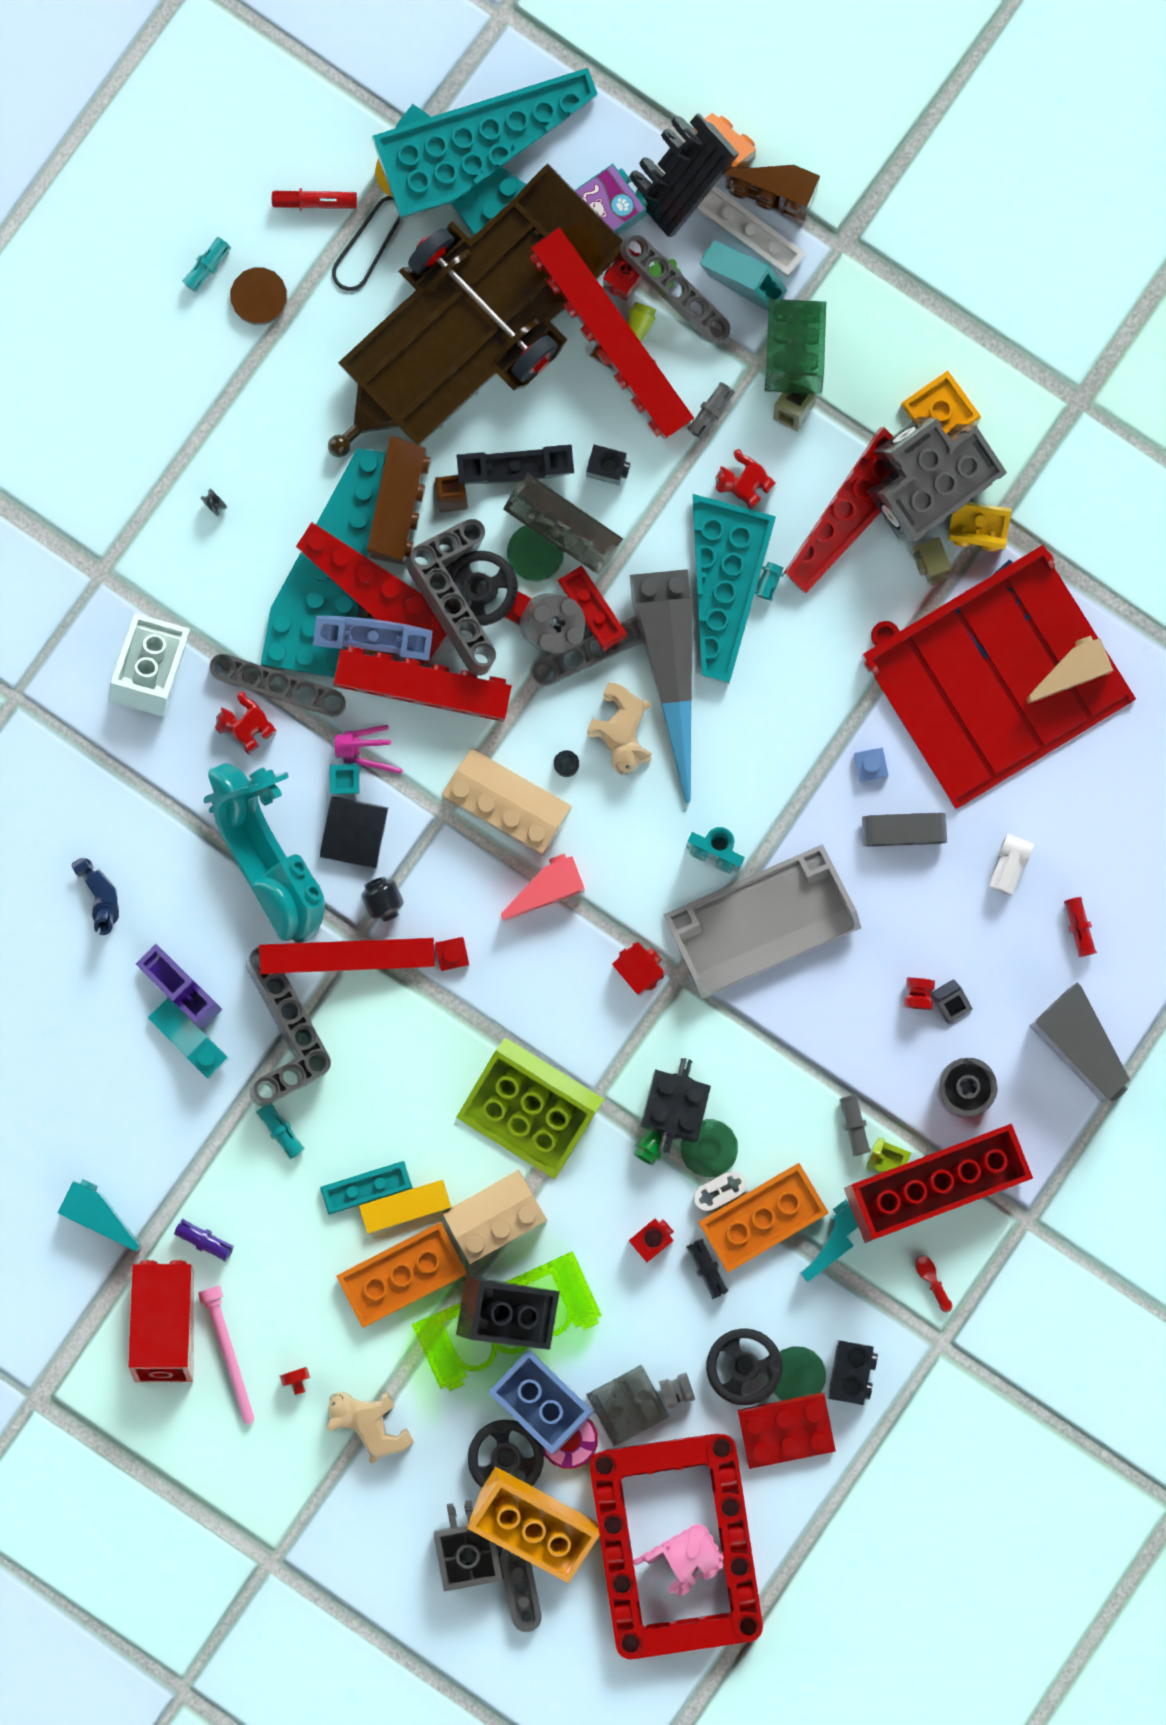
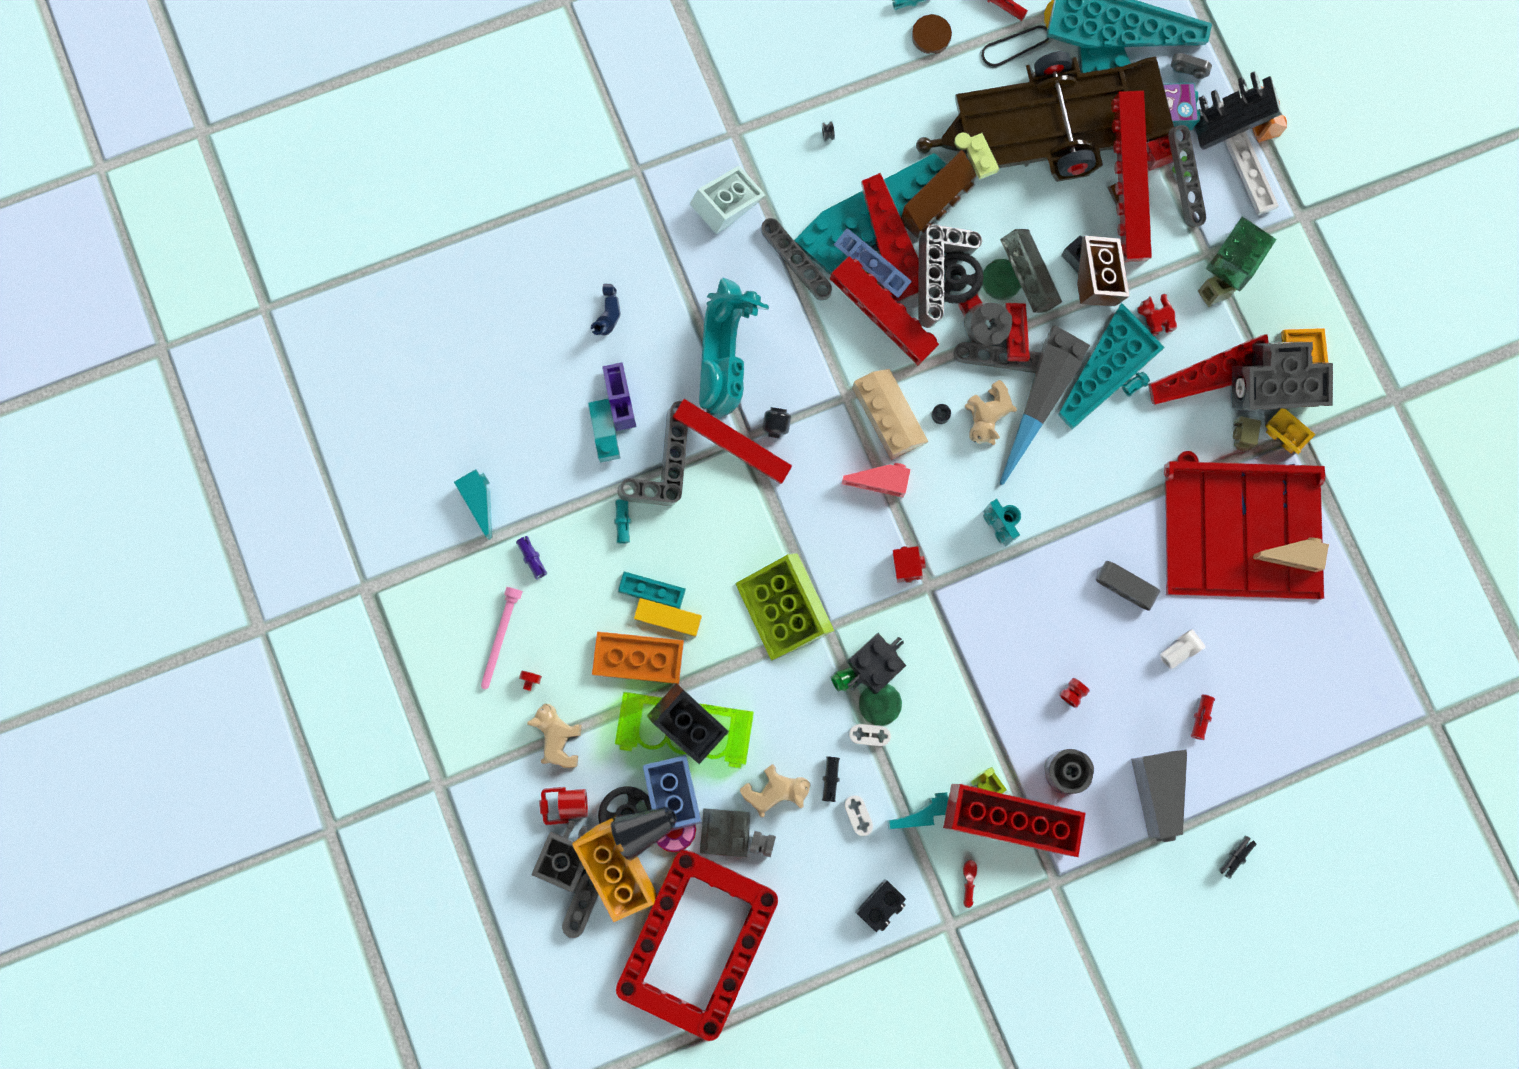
camera: 25 degrees right, 5 degrees down
(162, 1322) = (471, 590): red slope -> none
(251, 723) = (762, 271): red animal -> none
(345, 779) = (800, 338): teal plate -> none
(349, 744) = (816, 319): dark pink plant -> none
(354, 832) = (785, 372): black slope -> none
(411, 422) = (978, 154): none -> yellowish green hinge
(435, 1485) = (571, 805): none -> red piece
(451, 494) = (973, 214): reddish brown slope -> none
(452, 954) = (797, 483): red plate -> none
(494, 1216) = (718, 659): tan slope -> none
(514, 466) = (1015, 218): black slope -> none
(534, 1462) = (641, 830): none -> black cone
(606, 136) = (1191, 65): none -> dark grey plate
(641, 319) = (1156, 182): lime cone -> none
(642, 1248) = (800, 744): red brick -> none
(646, 473) = (1102, 272): none -> reddish brown slope
(654, 1321) = (776, 790): none -> tan animal
(686, 1555) = (700, 954): bright pink helmet -> none
(710, 410) = (1162, 262): dark grey pin -> none
(731, 1390) = (797, 867): black wheel -> none
(742, 274) = (1233, 194): teal slope -> none
(762, 921) = (1003, 585): light grey slope -> none
(763, 1217) = (887, 769): orange plate -> none
(768, 1283) = (854, 818): none -> white beam
(776, 187) = (1285, 155): reddish brown slope -> none
(786, 1430) = (815, 916): red plate -> none
(801, 1373) = (844, 884): clear green tile -> none
(855, 1125) = (981, 749): dark grey pin -> none
(871, 764) = (1130, 533): medium blue plate -> none
(951, 1001) = (1091, 711): black slope -> none

